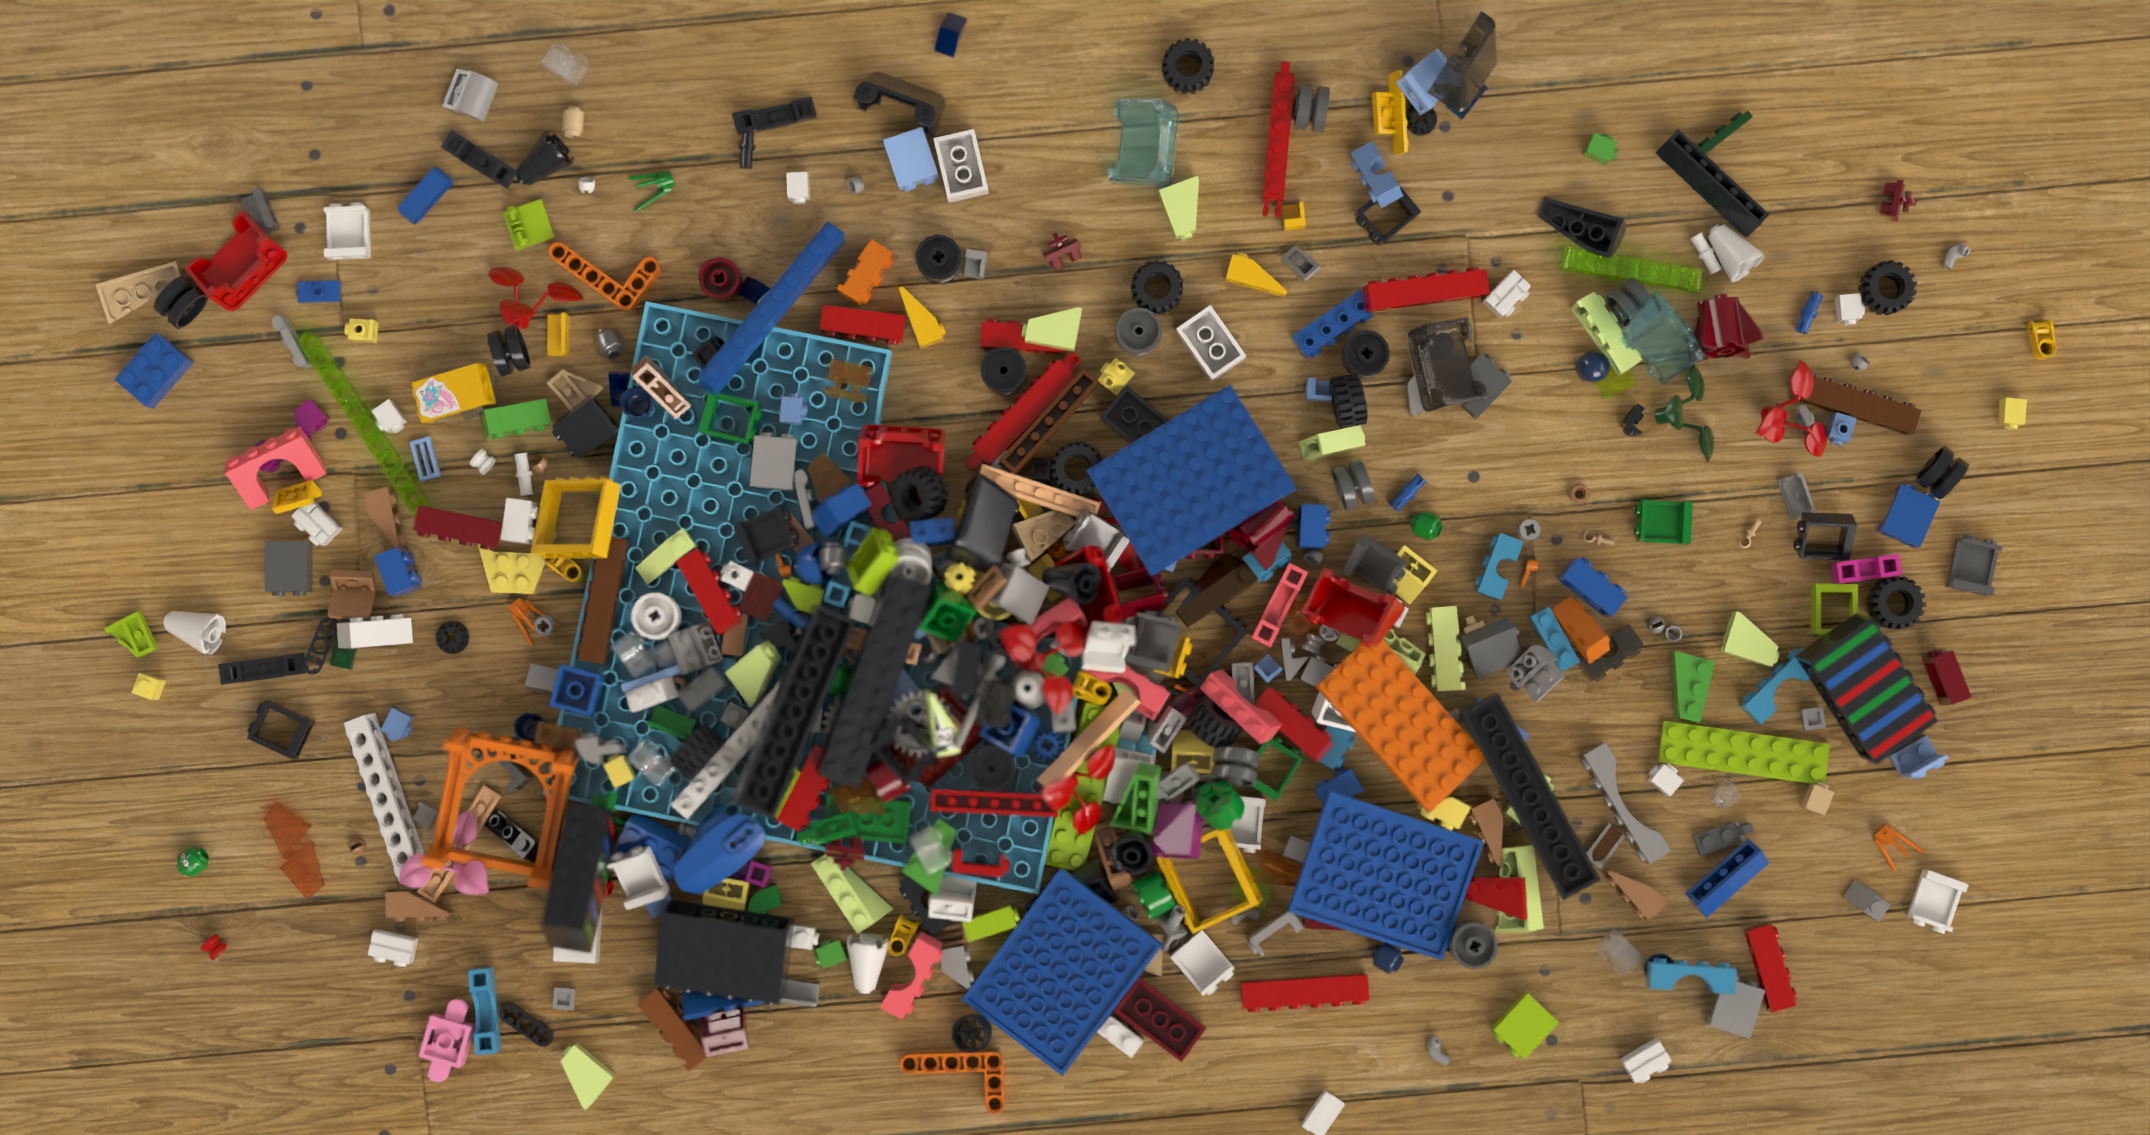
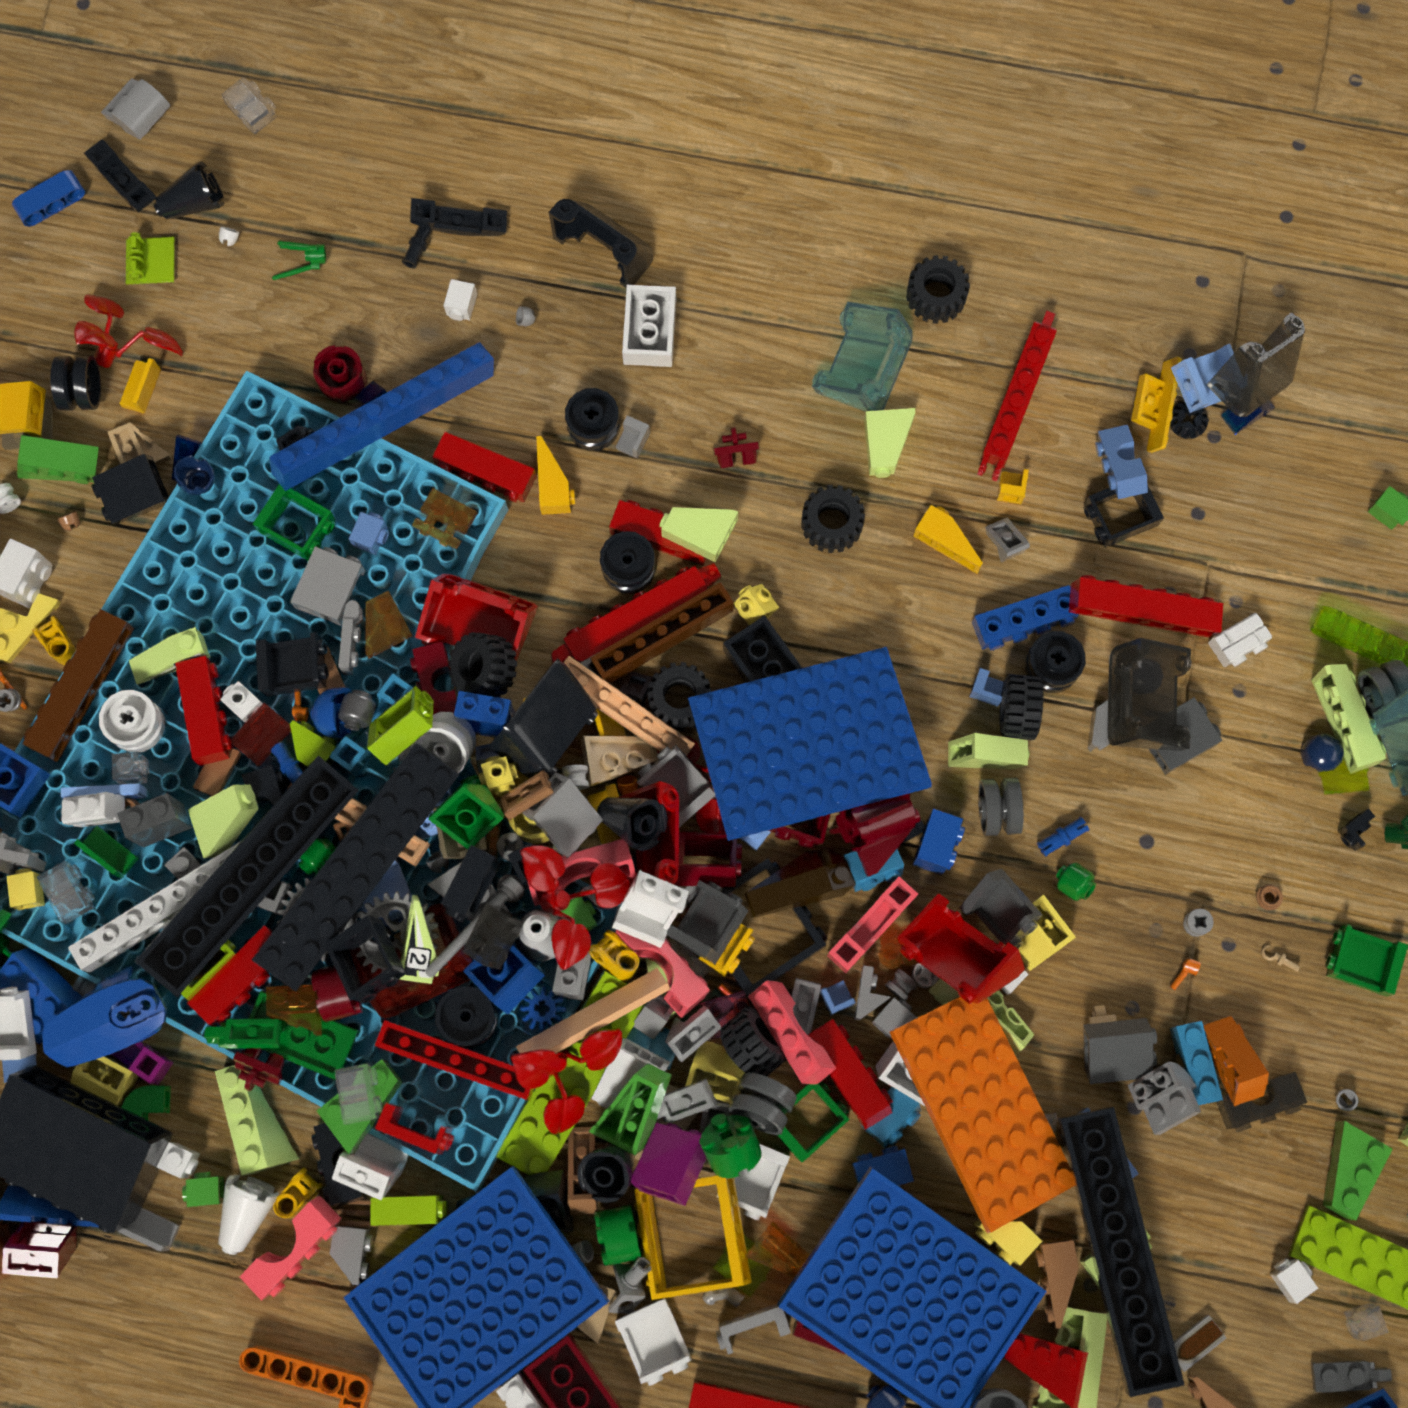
camera: 15 degrees right, 10 degrees down
(523, 474) = (45, 525): white pin -> none
(549, 510) = (59, 569): yellow window -> none
(572, 122) = (236, 166): tan brick -> none
(603, 280) = (208, 340): orange beam -> none
(608, 343) = (191, 409): flat silver head -> none
(634, 654) = (91, 758): clear brick -> none
(660, 387) = (227, 465): medium nougat slope -> none
(695, 648) = (163, 770): light grey brick -> none
(696, 751) = (119, 891): black tyre -> none
(840, 509) = (383, 655): blue brick -> none
(861, 607) = (372, 778): white brick -> none
(866, 273) = (504, 413): orange wedge -> none
(911, 159) = (595, 305): light blue panel -> none
(950, 34) = (680, 188): clear blue slope -> none
(971, 1033) = (341, 1344): black wheel -> none
(1138, 344) = (796, 576): dark grey wheel -> none
(1210, 343) = (877, 598): white brick -> none
(1296, 848) = (810, 1230): light grey panel -> none
(1308, 107) = (1066, 369): dark grey wheel -> none
(1313, 558) = (927, 877): light grey hinge -> none
(1445, 648) = (1059, 1037): yellowish green wedge -> none
(1490, 583) = (1135, 972): dark azure arch -> none
(1590, 229) = (1352, 588): black wedge -> none
(1592, 587) = (1261, 1013): blue brick -> none
(1602, 766) = (1219, 1238): light grey arch -> none
(1654, 620) = (1327, 1089): light grey hinge -> none

